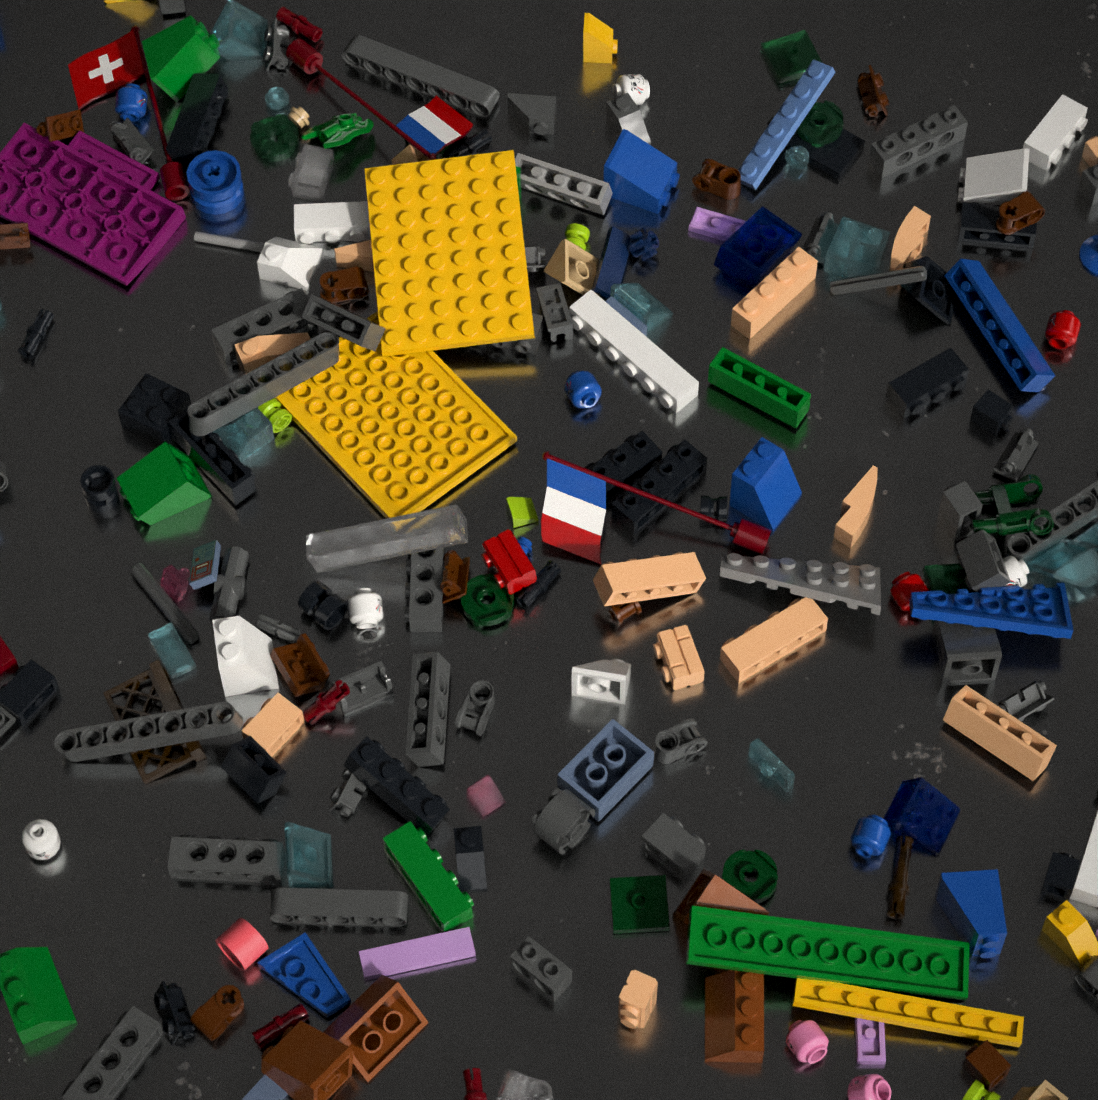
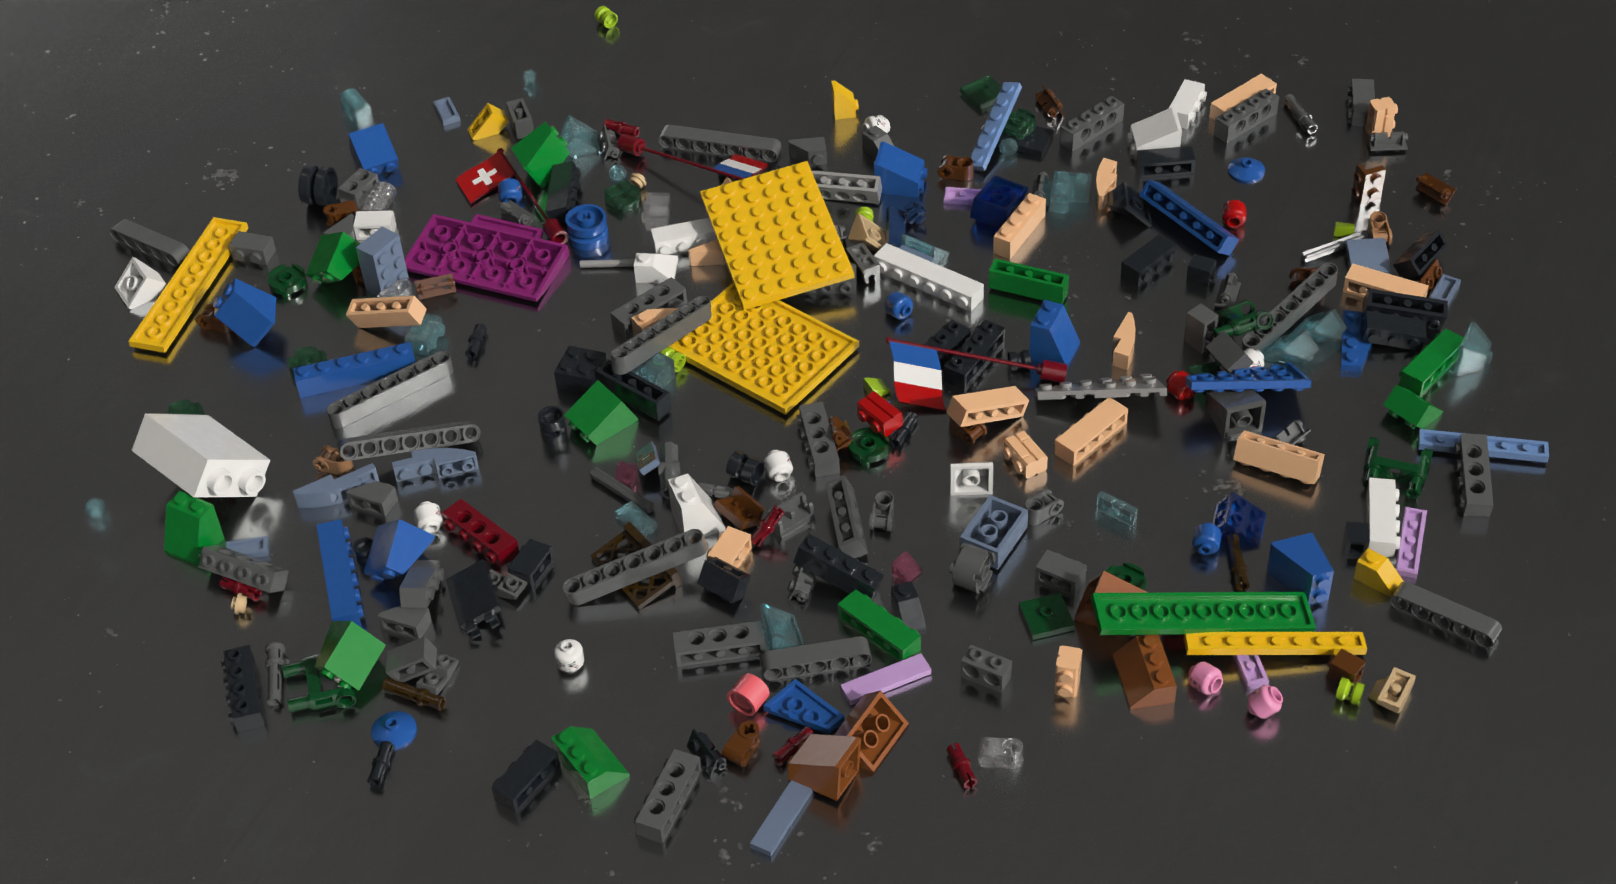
camera: 10 degrees left, 15 degrees down
(61, 125) = (461, 210): reddish brown hinge -> none
(339, 130) = (672, 181): green piece -> none
(343, 322) = (717, 289): dark grey brick -> none
(345, 283) = (702, 273): reddish brown piece -> none
(387, 538) = (783, 412): clear brick -> none
(878, 280) = (1093, 203): dark grey axle -> none
(1019, 213) = (1180, 147): reddish brown piece -> none

